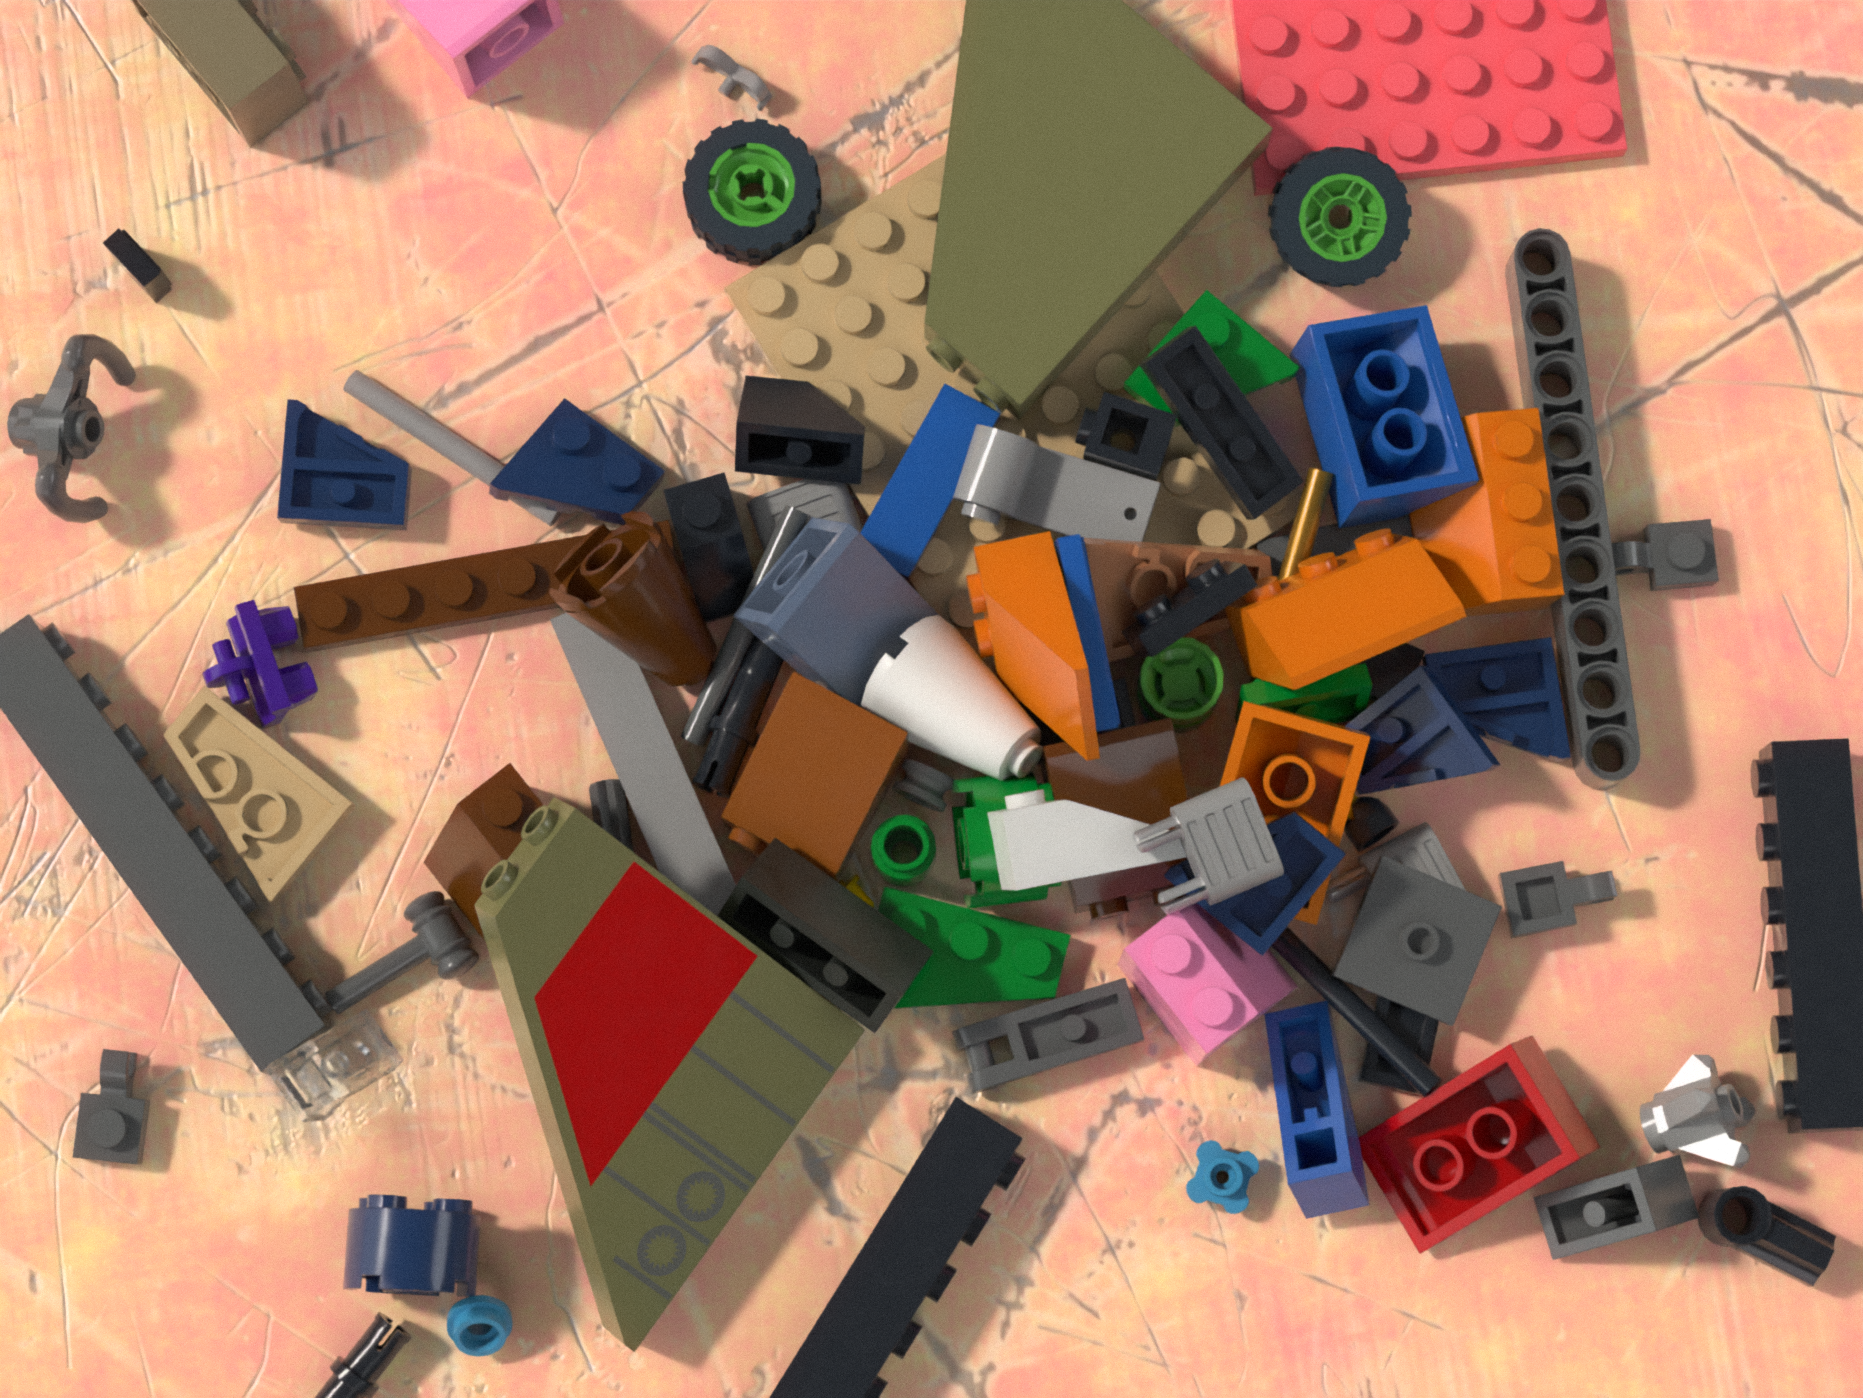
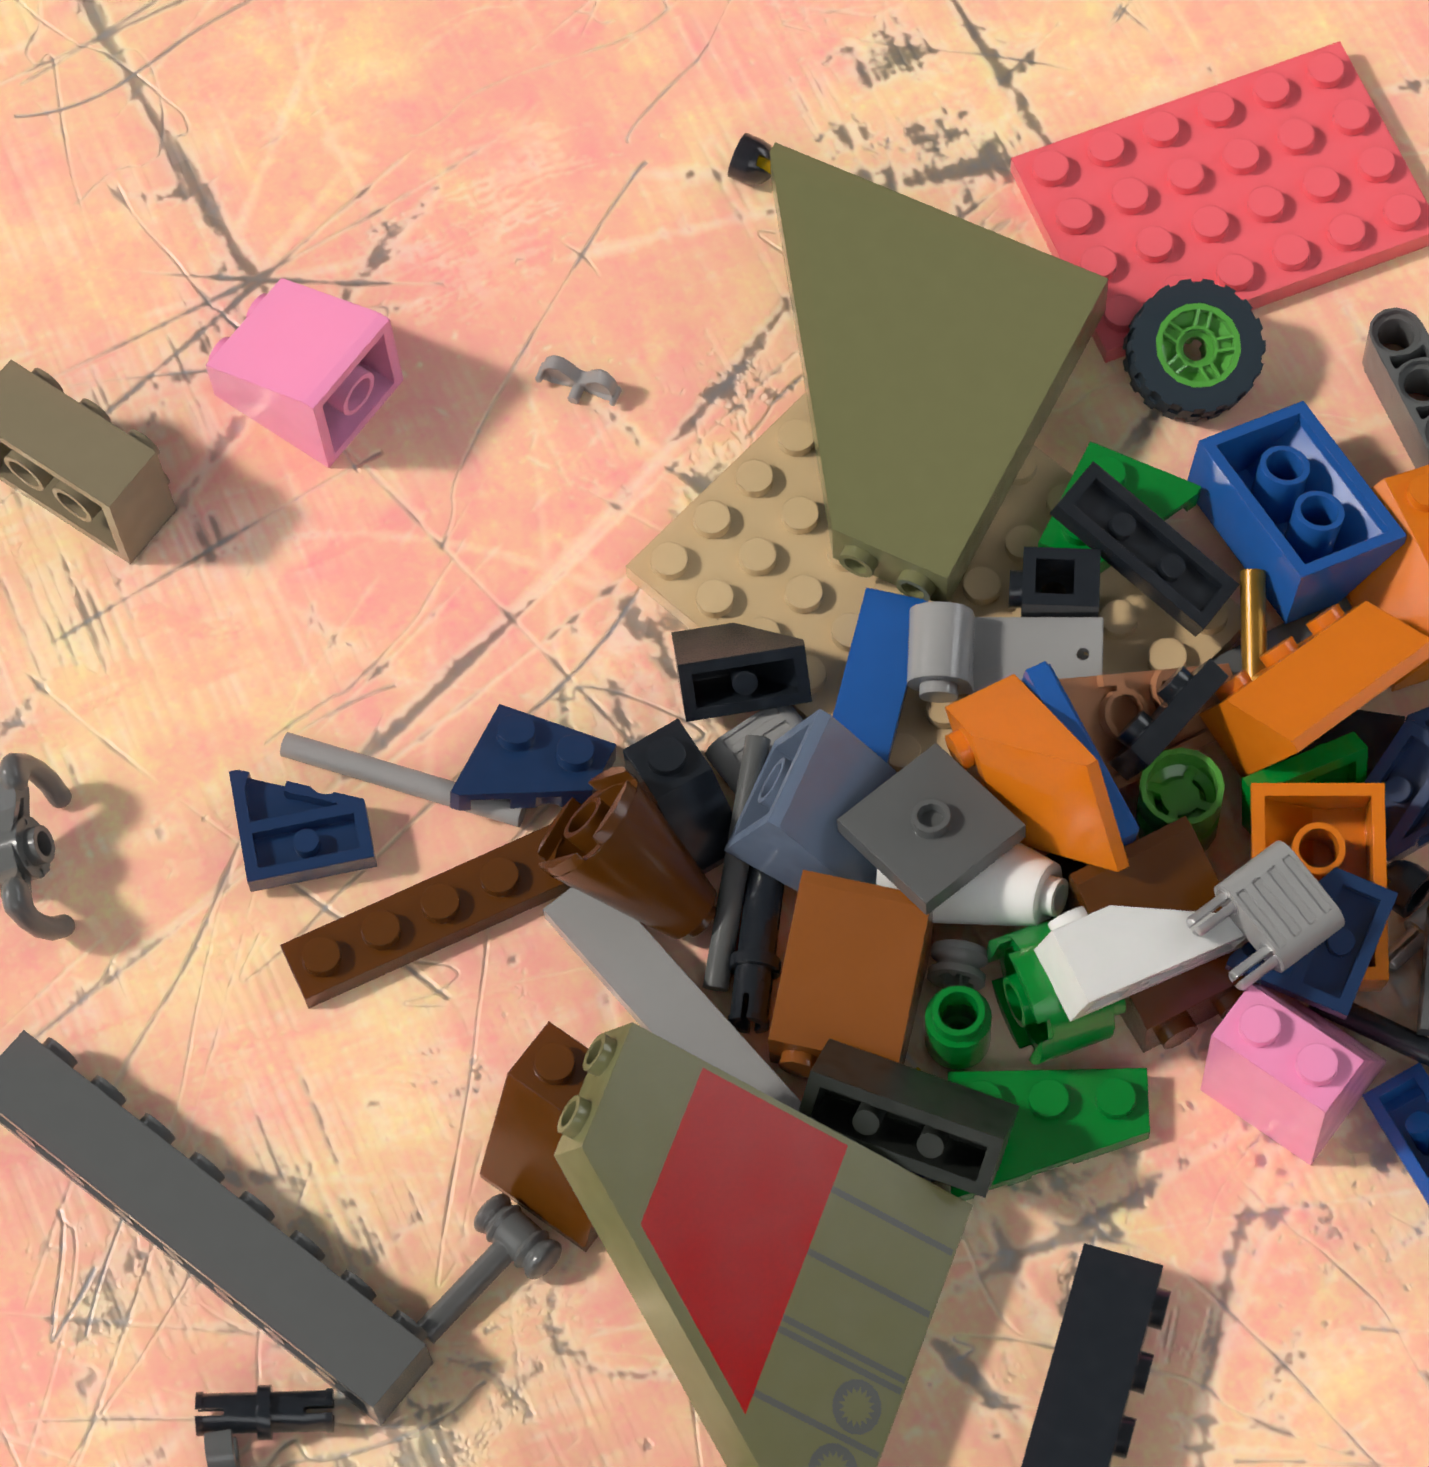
camera: 10 degrees left, 15 degrees down
(138, 264) = (49, 689): black tile -> none
(166, 1039) = (265, 1411): none -> black pin
(254, 638) = (259, 1028): dark purple hips -> none
(258, 791) = (294, 1145): tan wing -> none
(334, 1066) = (446, 1386): clear slope -> none
(754, 227) = (645, 500): black wheel -> none
(925, 666) = (931, 828): none -> dark grey plate
(1051, 1034) = (1157, 1168): dark grey plate -> none
(1237, 1166) = (1359, 1274): dark azure plate -> none

